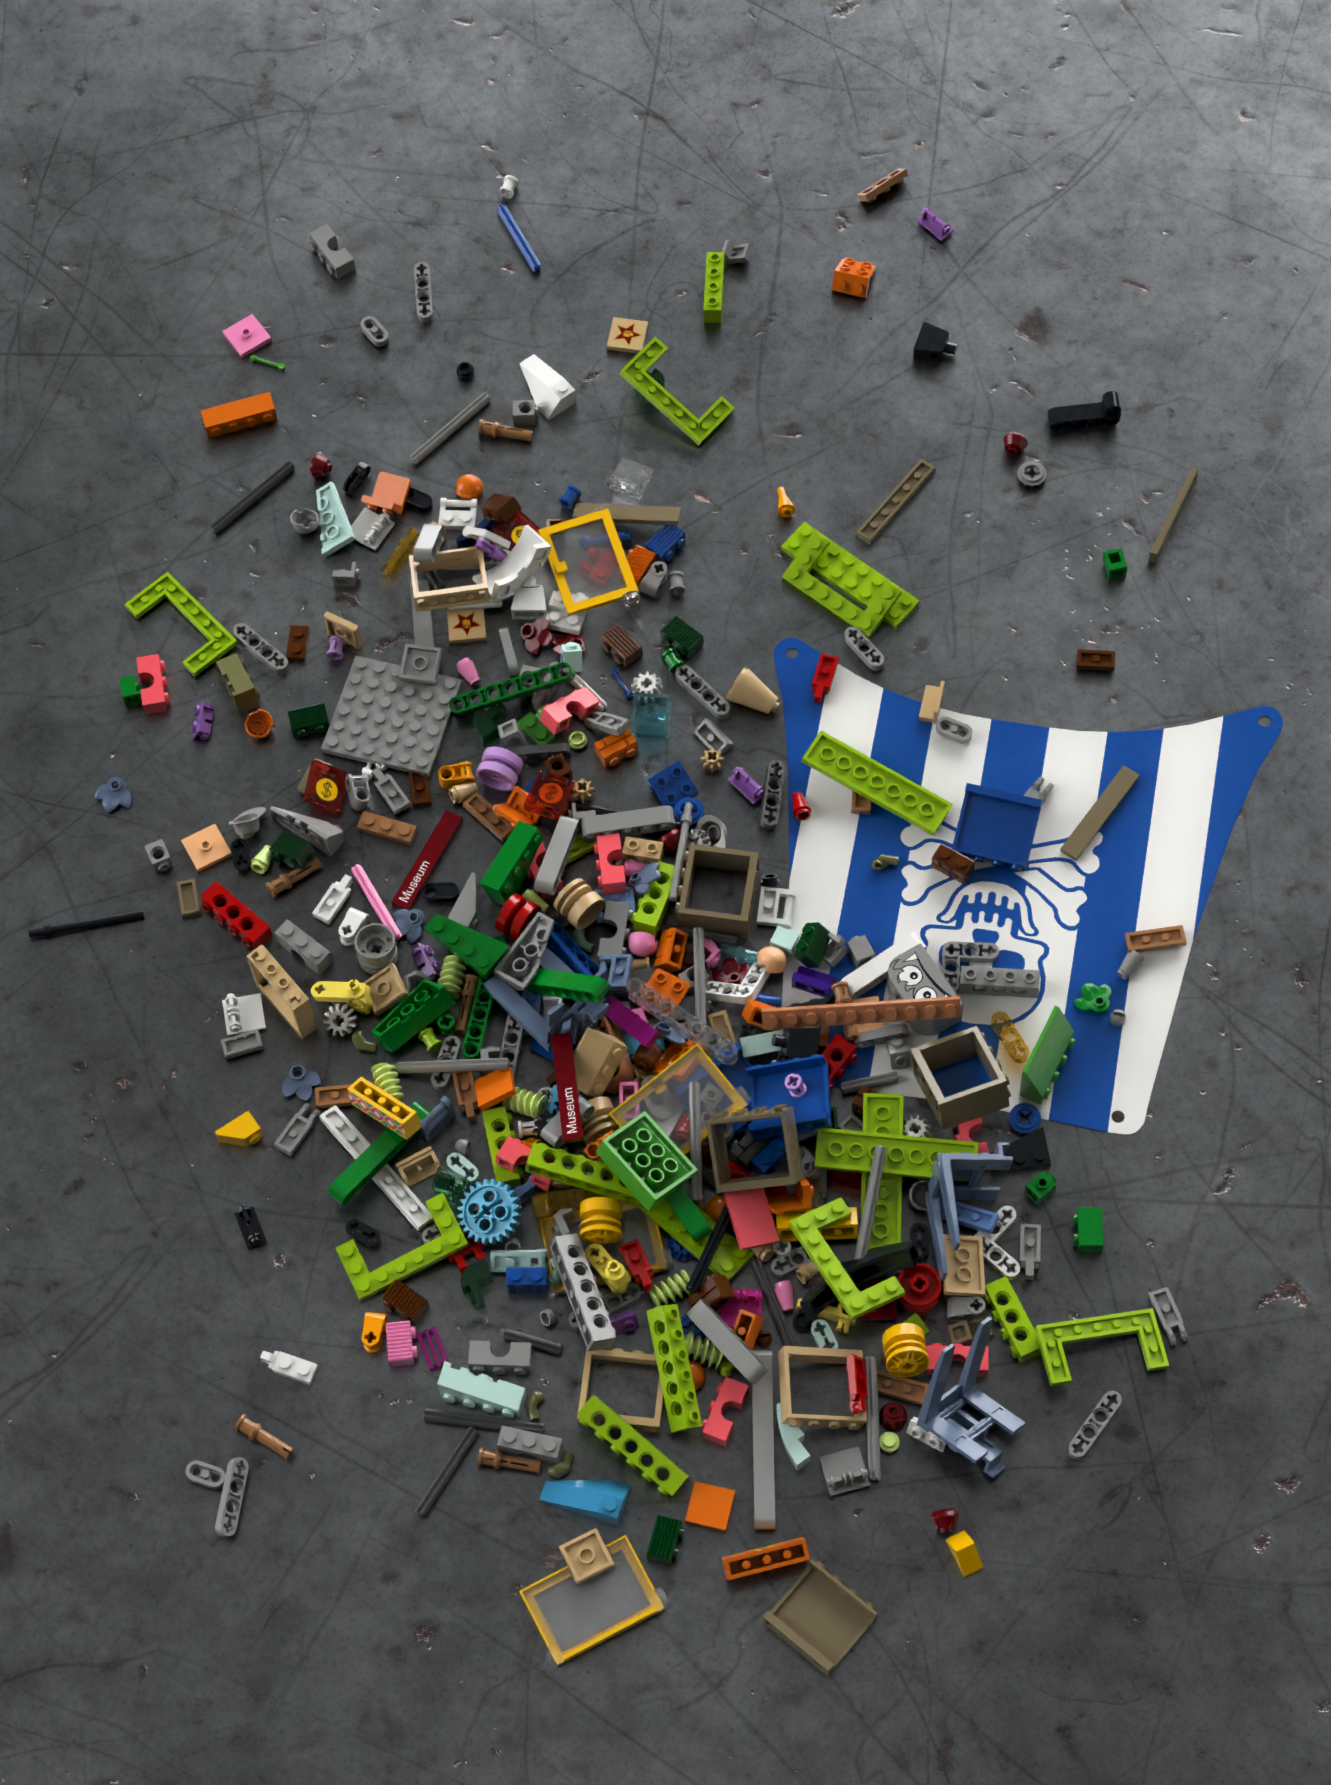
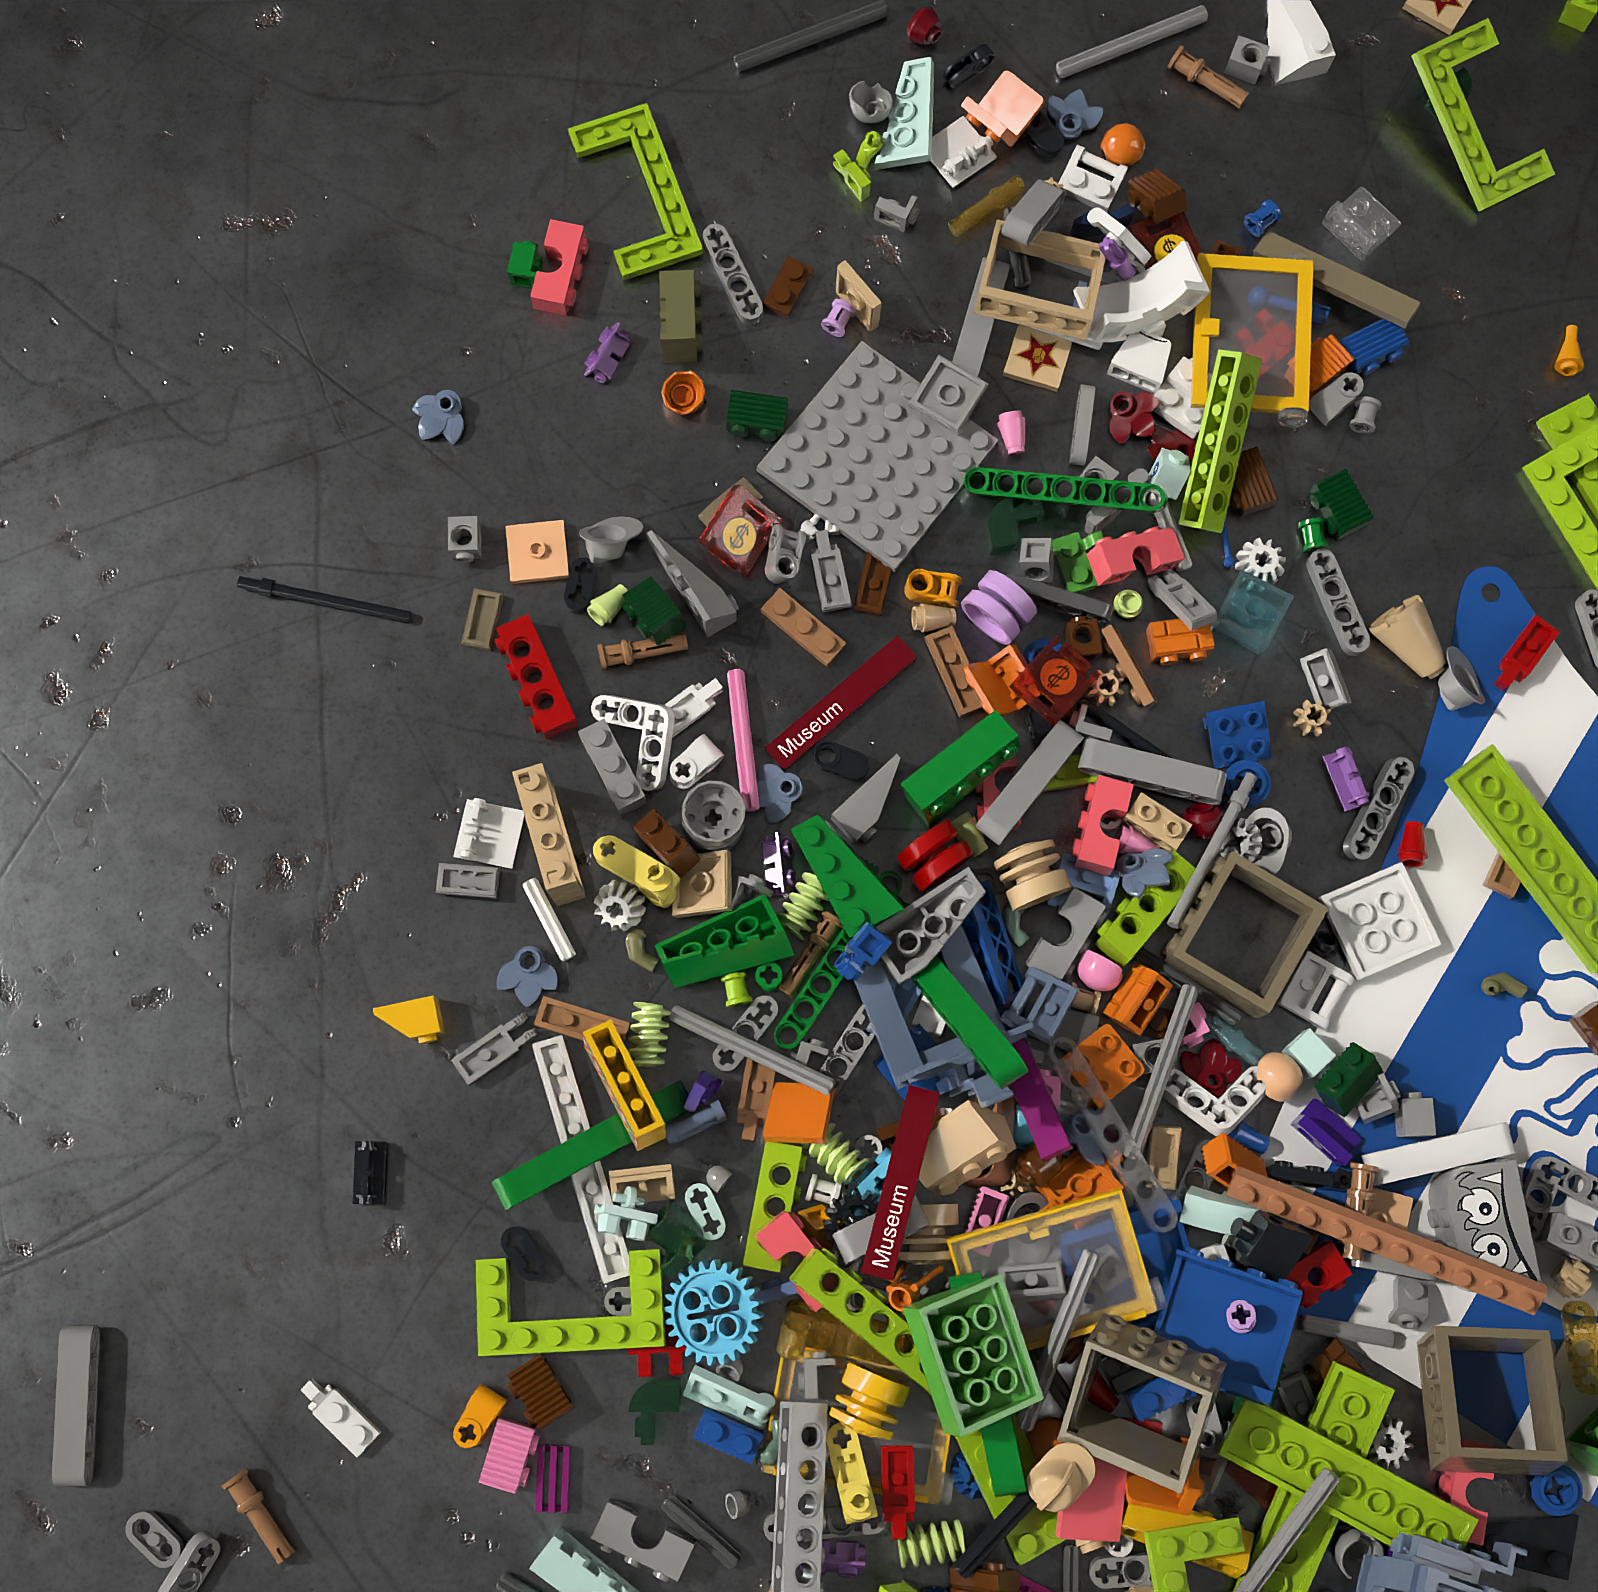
camera: 15 degrees right, 15 degrees up
(126, 1421) = (75, 1405): none -> light grey beam
(300, 1047) = (549, 919): none -> white axle
(312, 565) = (856, 178): none -> lime plate
(314, 547) = (868, 148): none -> lime arm
(314, 913) = (646, 722): none -> white beam
(346, 970) = (666, 843): none -> reddish brown brick
(415, 1181) = (638, 1220): none -> light aqua hips
(432, 480) = (1073, 112): none -> sand blue plate
(432, 1099) = (702, 1091): none -> dark purple plate
(495, 974) = (867, 945): none -> blue plate
(591, 774) = (1128, 667): none -> medium nougat plate
(592, 627) = (1220, 440): none -> lime brick
(670, 1115) = (1034, 1281): none -> light grey slope
(727, 1211) = (1061, 1476): none -> tan piece
(790, 706) = (1459, 682): none -> light grey piece
(797, 855) = (1379, 921): none -> white plate
(986, 1001) = (1571, 1279): none -> tan gear

